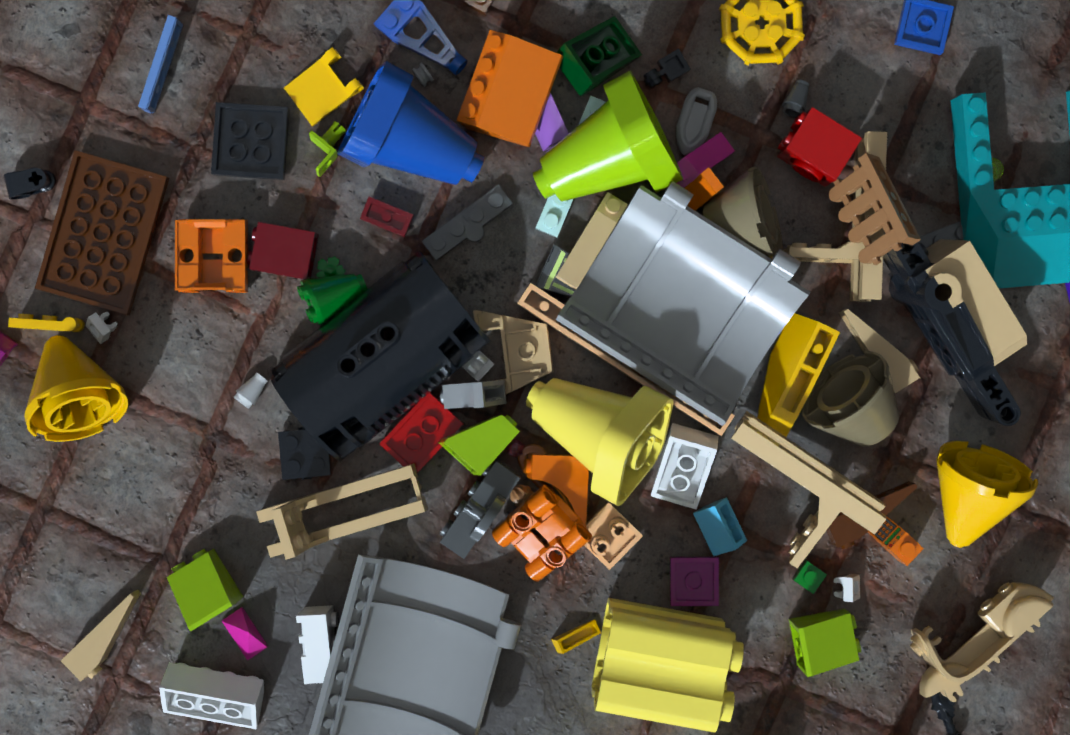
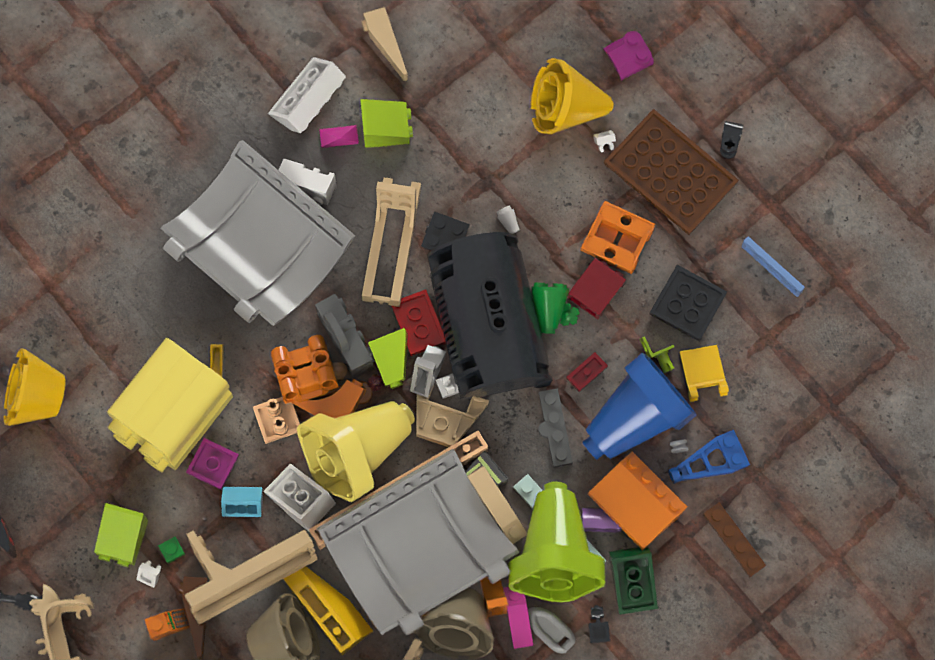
camera: 120 degrees right, 15 degrees down
(47, 323) = (624, 105): yellow plate -> none

